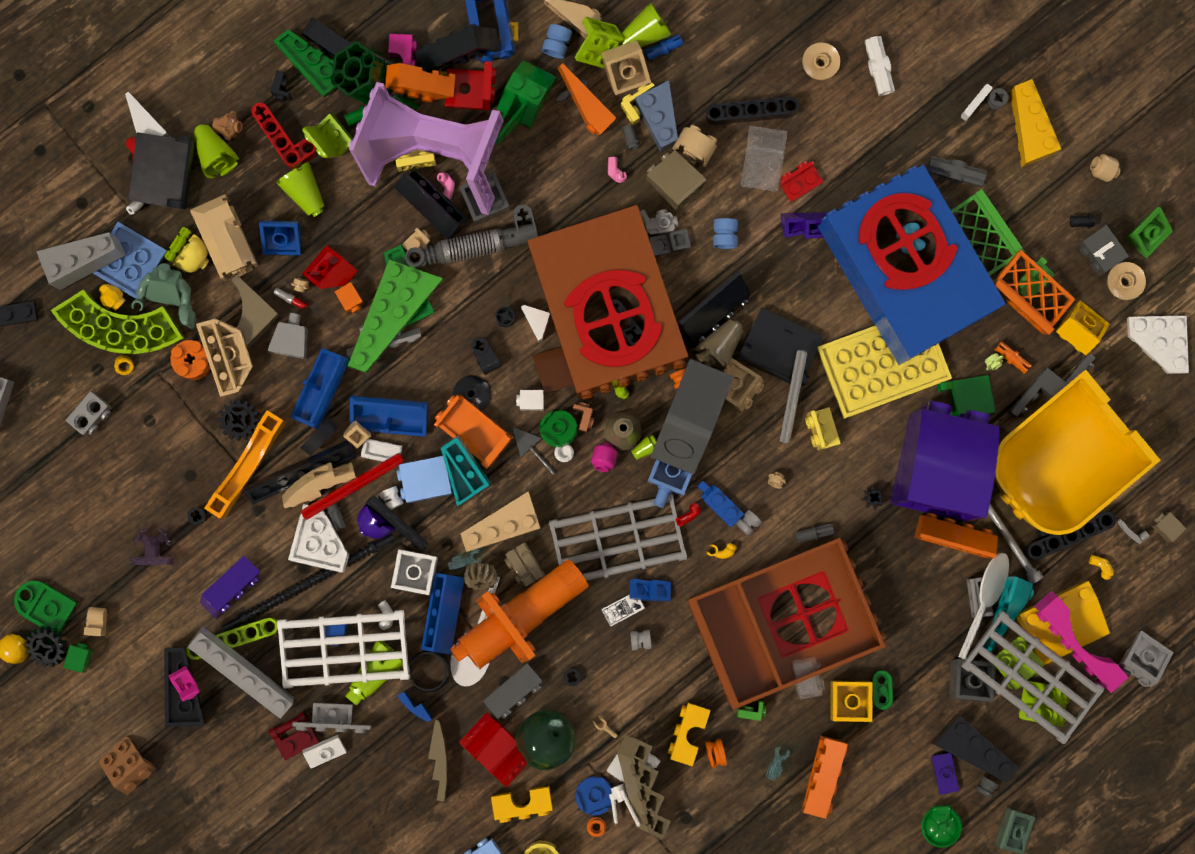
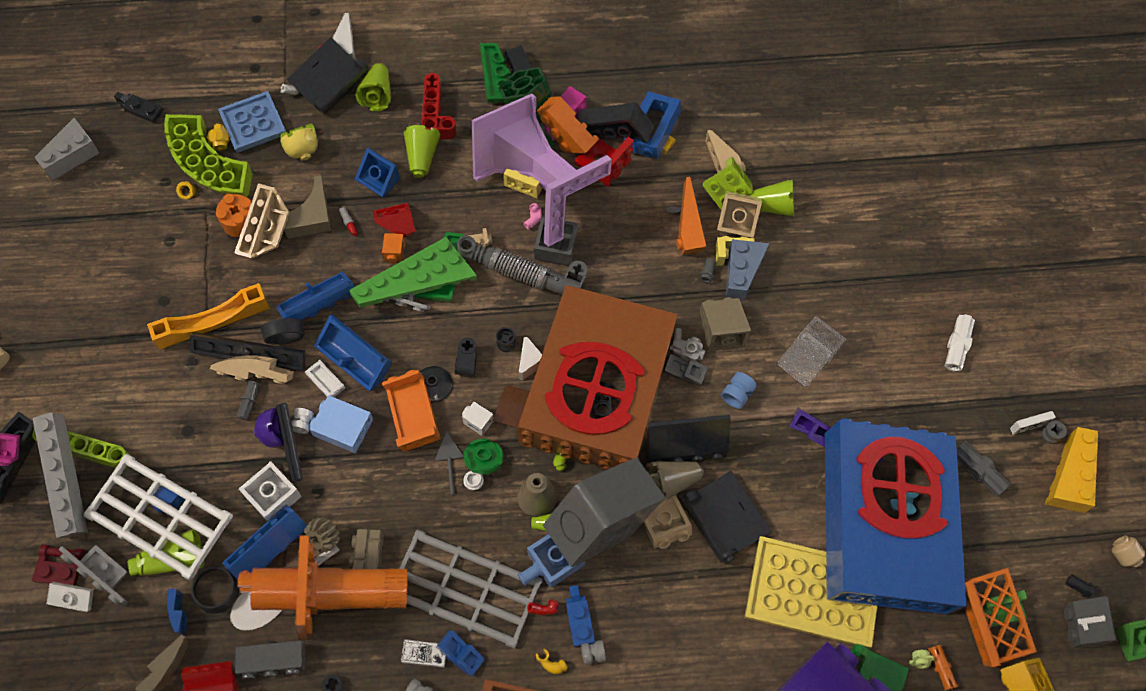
camera: 30 degrees right, 20 degrees down
(79, 258) = (217, 95): light grey wedge -> none
(85, 410) = (128, 205): light grey brick -> none
(152, 549) = (83, 334): piece -> none
(168, 288) = (261, 152): sand green torso -> none
(192, 519) = (138, 327): black bush -> none
(224, 238) = (334, 146): tan brick -> none
(227, 125) = (401, 77): medium nougat rock -> none
(229, 587) = (114, 402): dark purple wedge -> none
(232, 425) = (227, 280): black gear -> none
(243, 617) = (254, 450): black hose -> none
(279, 84) = (460, 75): black bracket -> none
(290, 338) = (323, 248): light grey torso -> none
(300, 284) = (364, 216): tan plate -> none
(318, 544) = (214, 414): white plate -> none
(329, 137) = (462, 125): lime bracket -> none
(352, 486) = (277, 388): red axle -> none
(356, 434) = (314, 350): tan brick -> none
(385, 608) = (213, 521): white arm -> none
(431, 205) = (511, 218): black brick -> none
(459, 561) = (314, 510): clear light blue plate -> none
(463, 470) = (377, 435): teal wedge -> none
(506, 523) = (376, 504): tan wedge -> none
(524, 97) = (638, 190): green slope -> none
(556, 41) = (697, 166): medium blue wheel -> none
(587, 420) = (513, 464): nougat bracket -> none
(604, 457) = (504, 506): dark pink head -> none
(615, 173) = (676, 287): bright pink arm -> none
(664, 47) = (781, 222): blue pin -> none
(695, 146) = (759, 305): tan brick -> none
(759, 105) = (835, 311): black beam -> none
(776, 480) = (645, 631): tan plate -> none
(793, 396) = (709, 563): light grey axle -> none
(800, 181) = (832, 390): red bracket -> none
(823, 429) = (719, 614): light yellow bracket -> none
(825, 53) = (914, 303): tan dish -> none
(997, 223) = (995, 533): bright green fence -> none
(1134, 276) = (1106, 666): tan dish -> none

